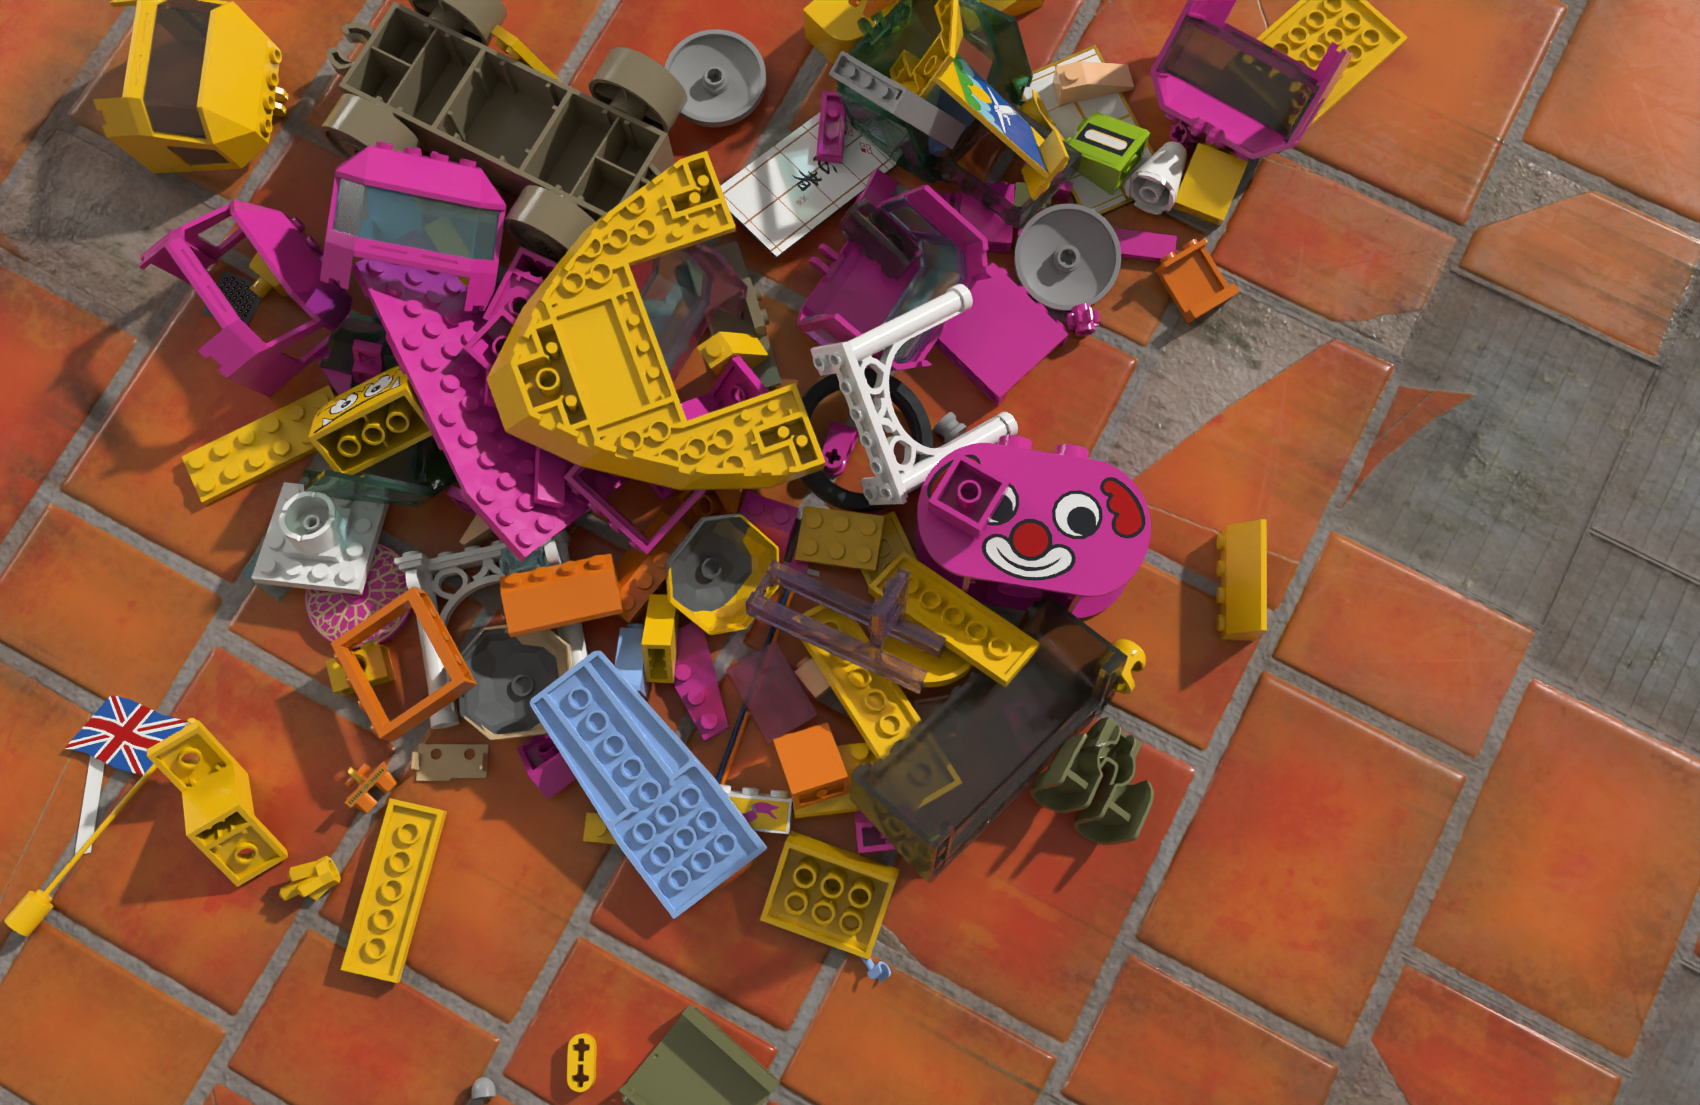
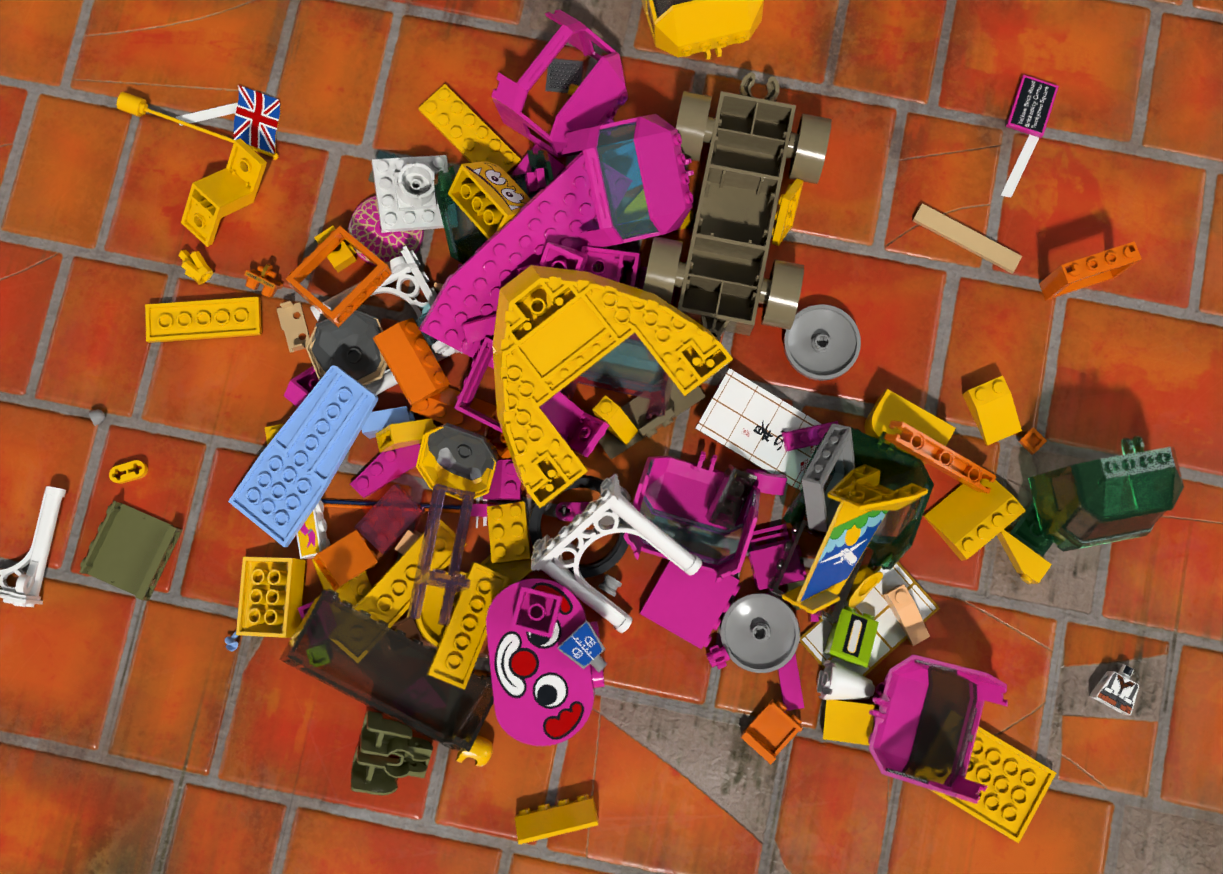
camera: 70 degrees right, 5 degrees up
(1032, 449) = (584, 648): none -> blue torso

